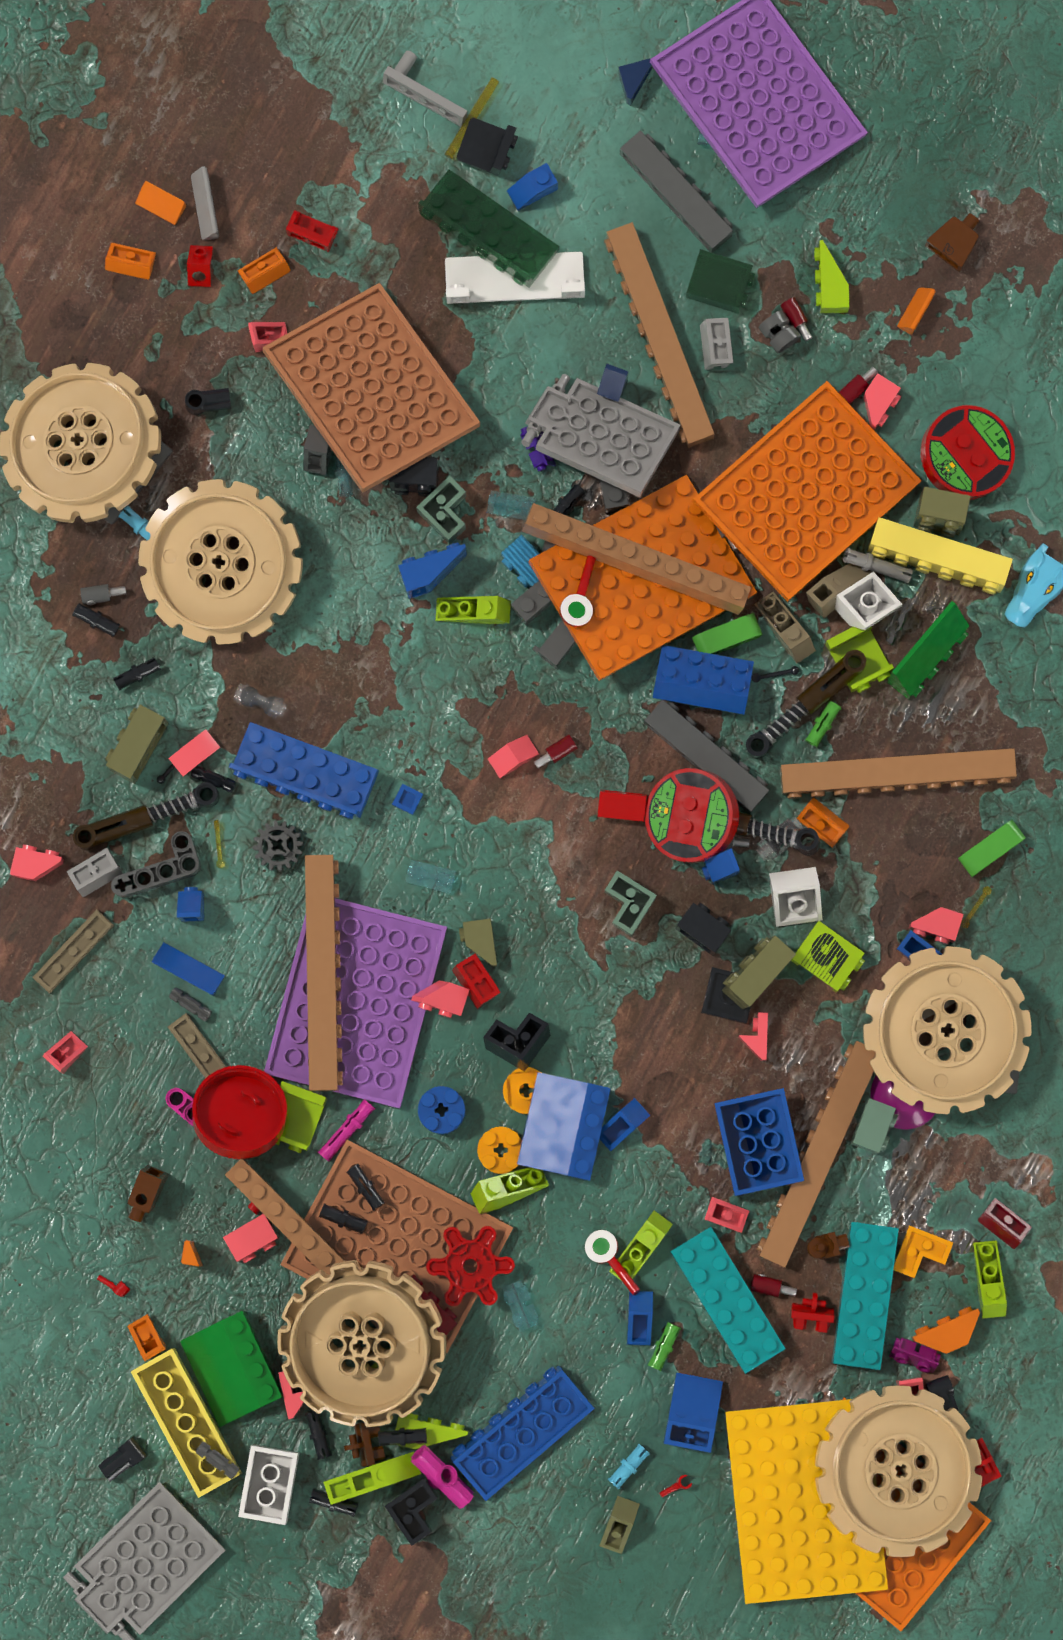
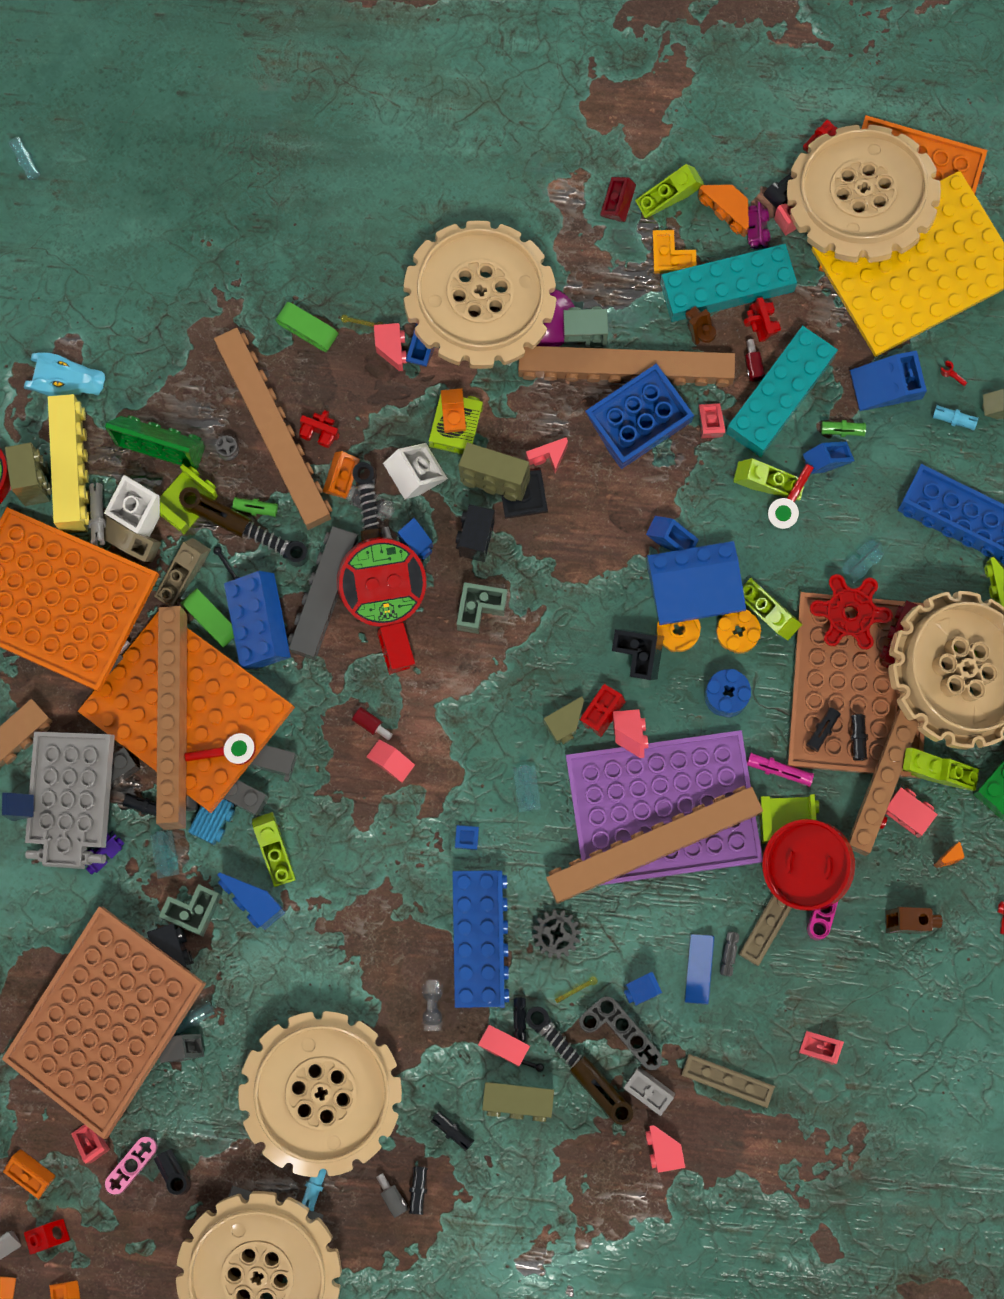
camera: 115 degrees left, 5 degrees down
(218, 354) = (115, 1175): none -> bright pink beam
(278, 1284) = (940, 770): none -> lime slope
(840, 957) = (453, 410): none -> orange slope
(868, 824) = (327, 432): none -> red hips
(897, 715) = (225, 443): none -> flat silver wheel

